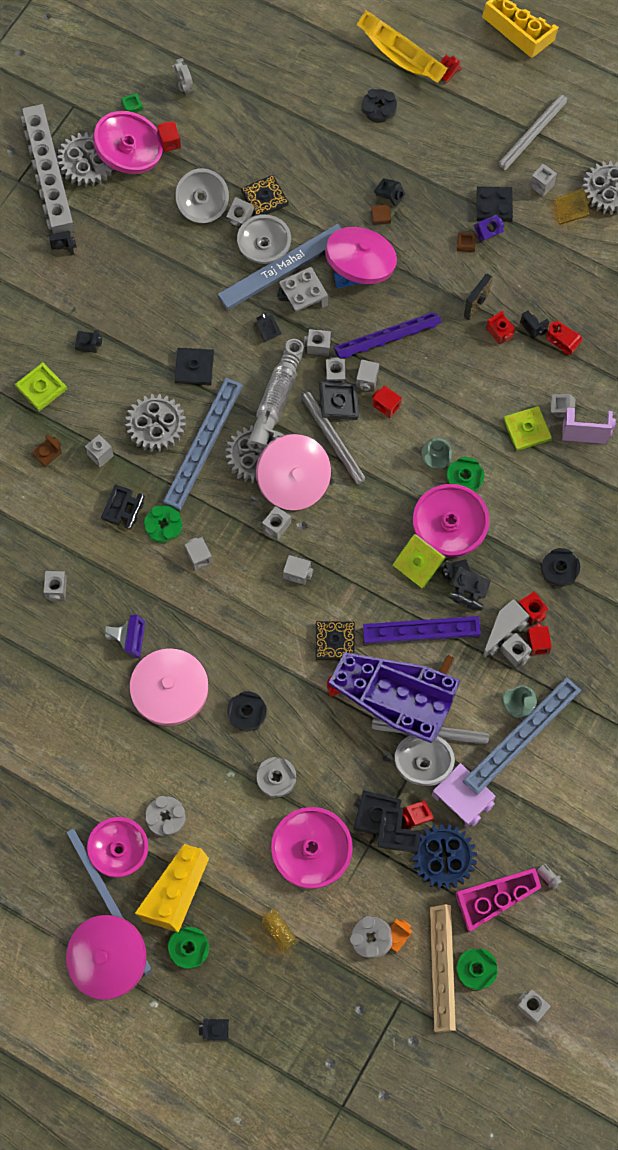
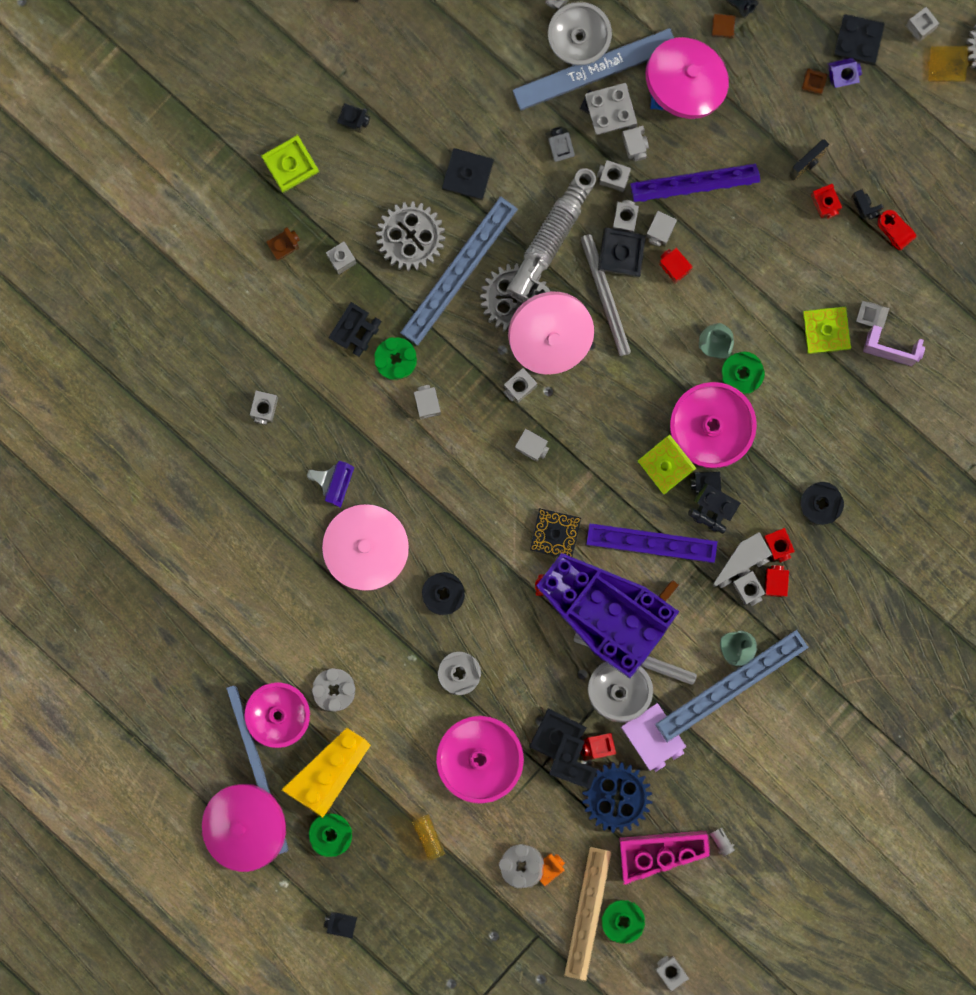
camera: 15 degrees right, 15 degrees up
(329, 314) = (635, 143): none -> light grey brick

